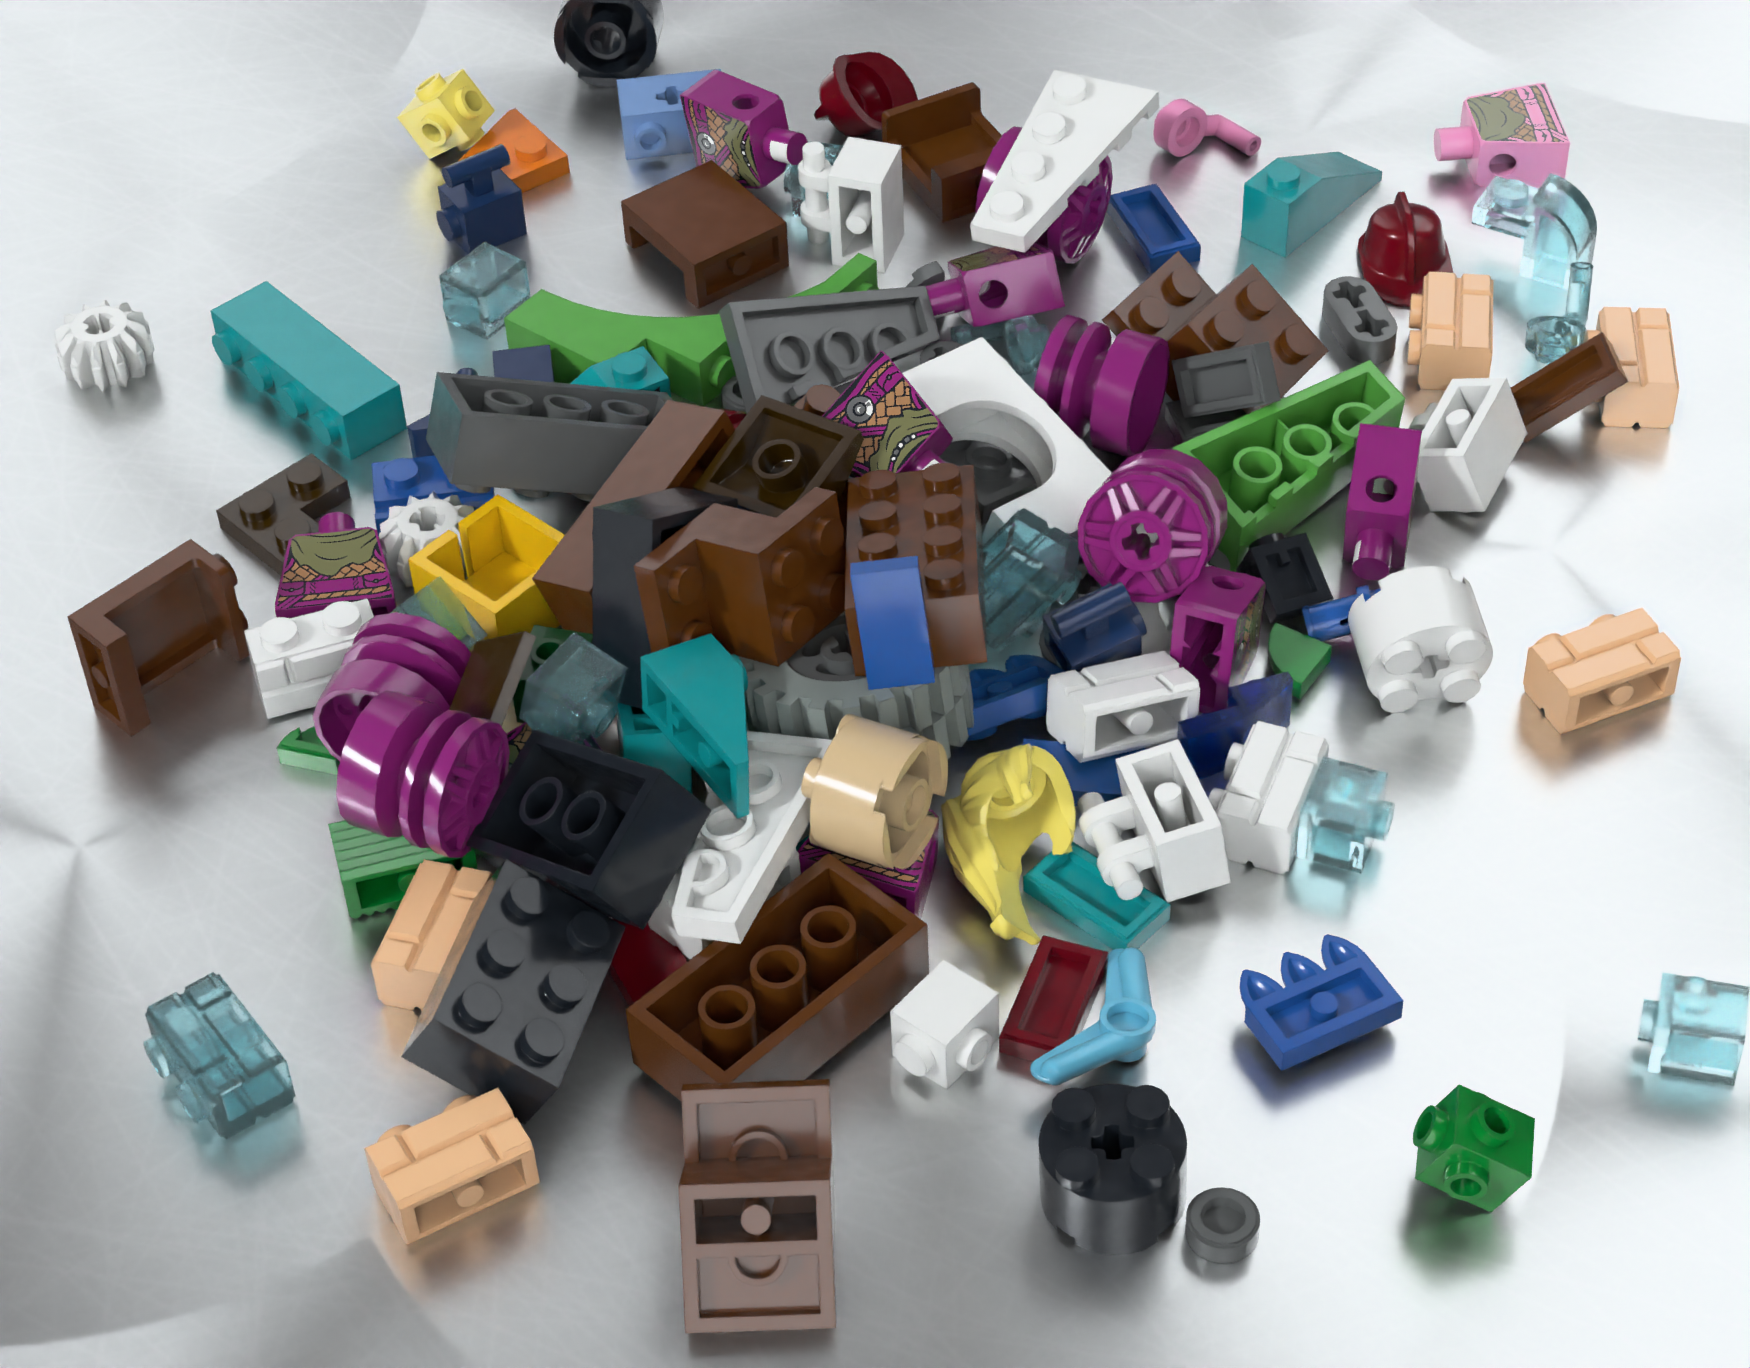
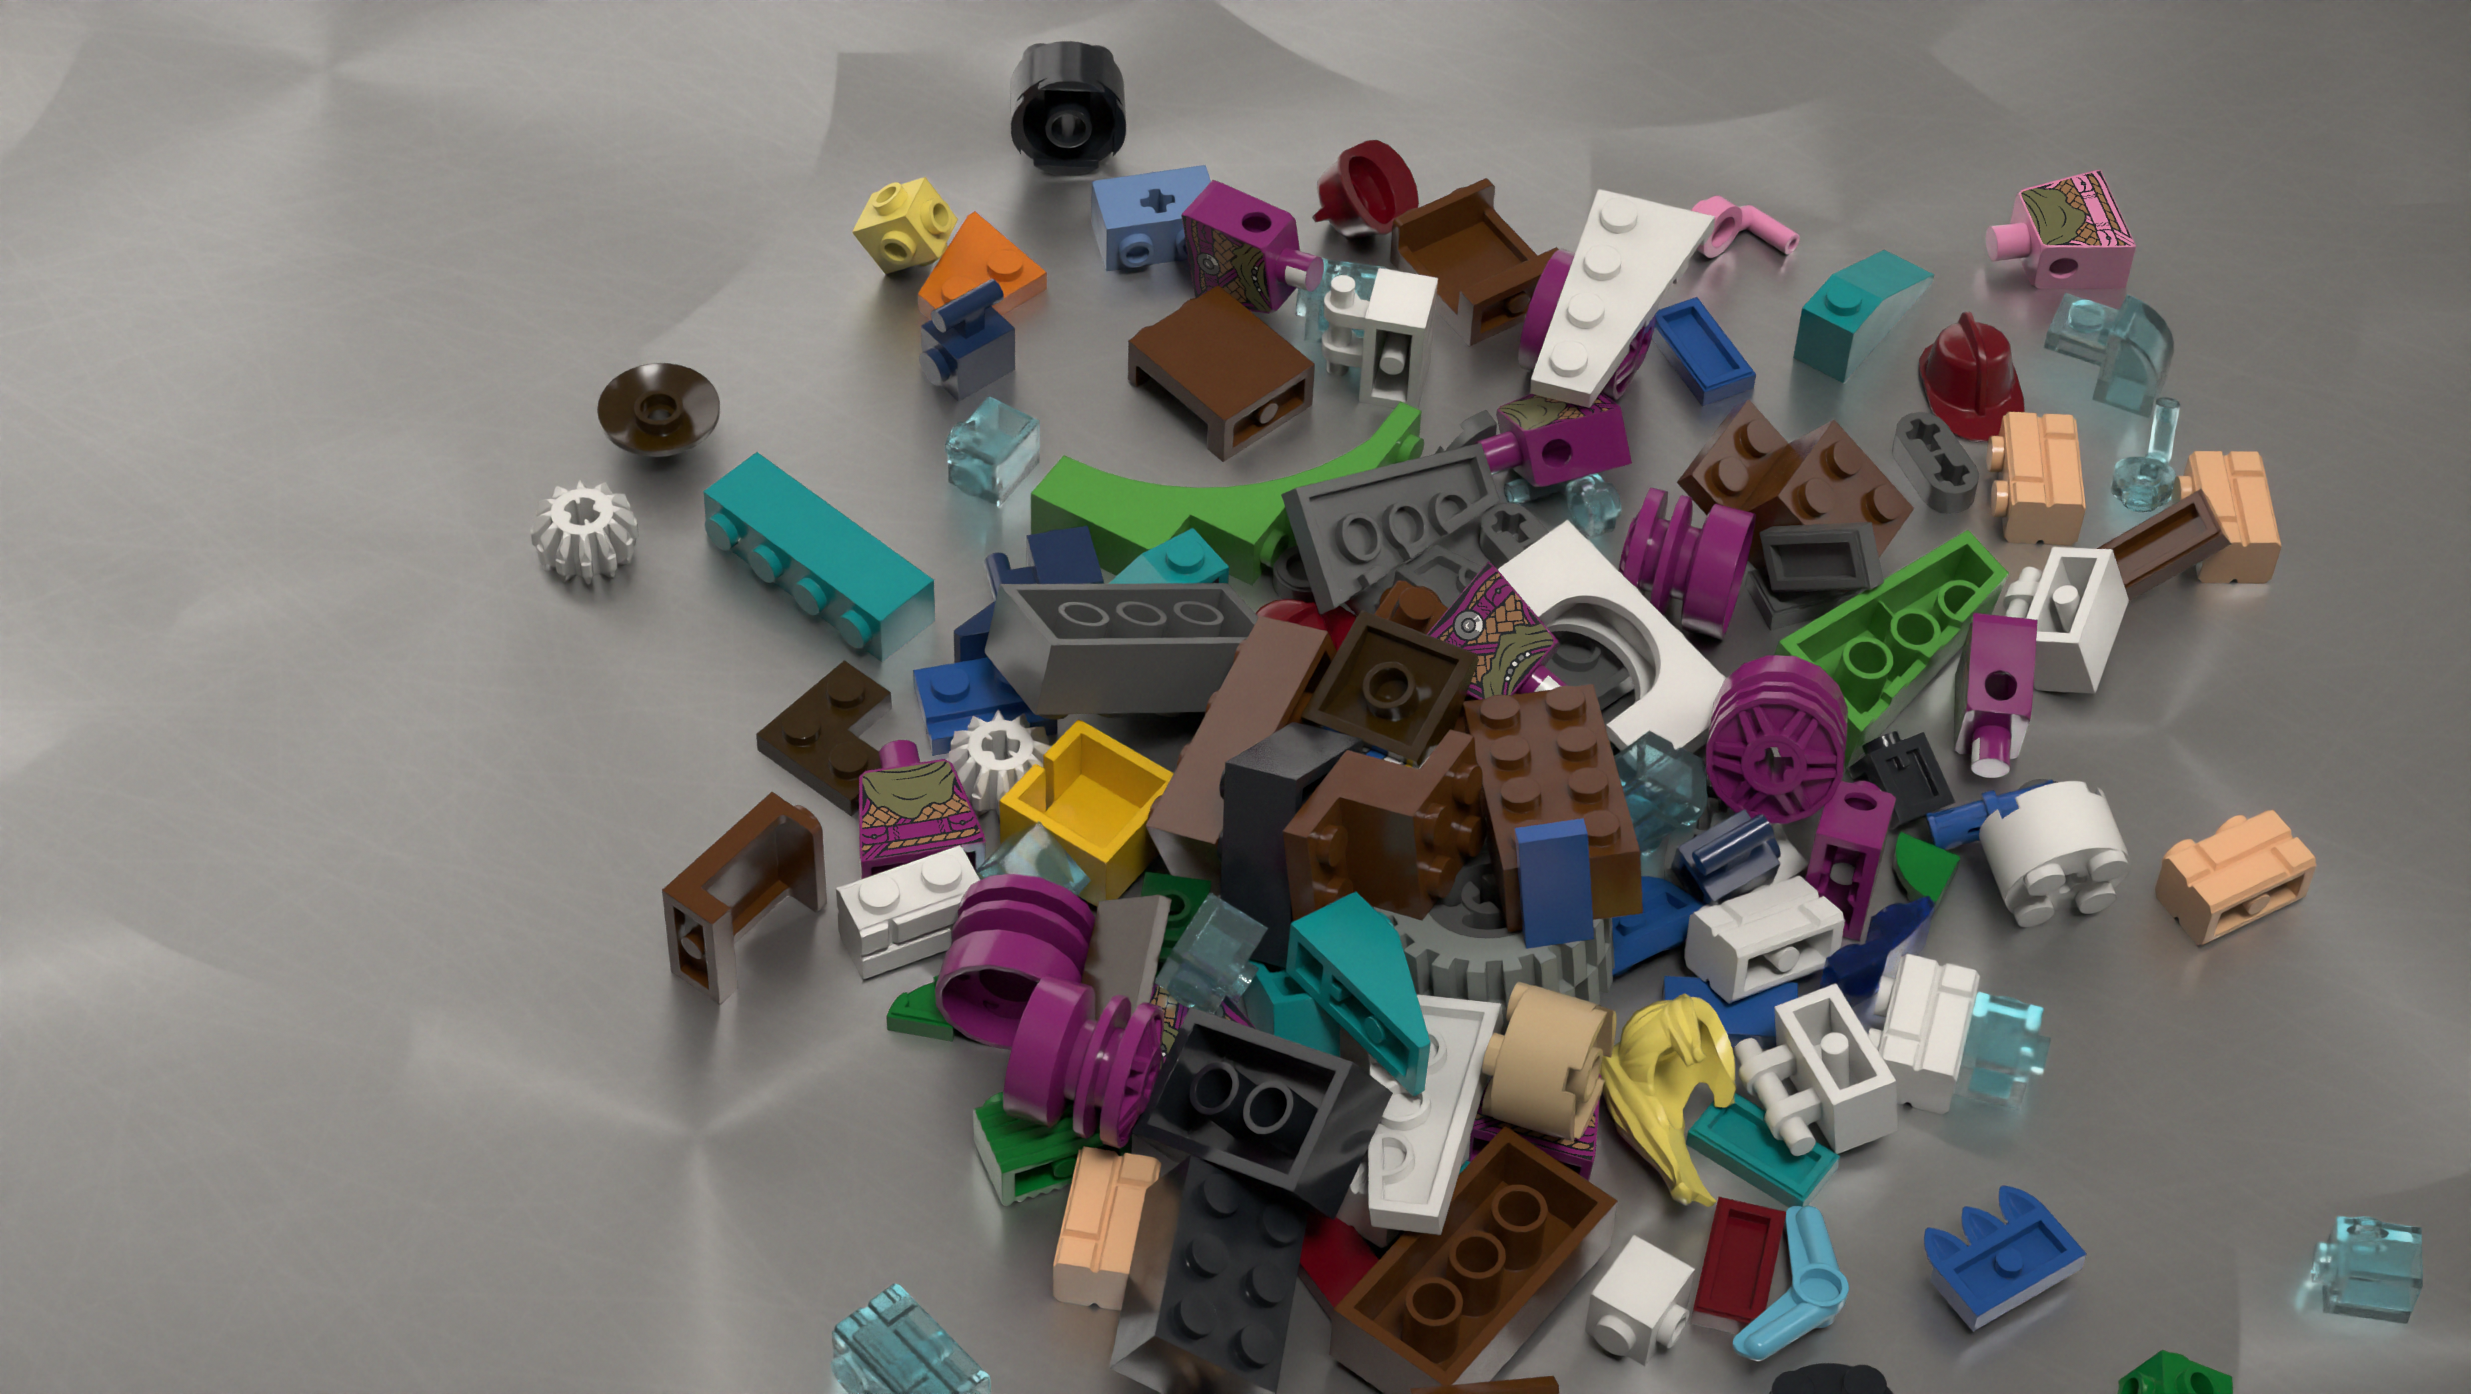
camera: 10 degrees left, 5 degrees up
(195, 252) = (658, 409): none -> dark brown dish

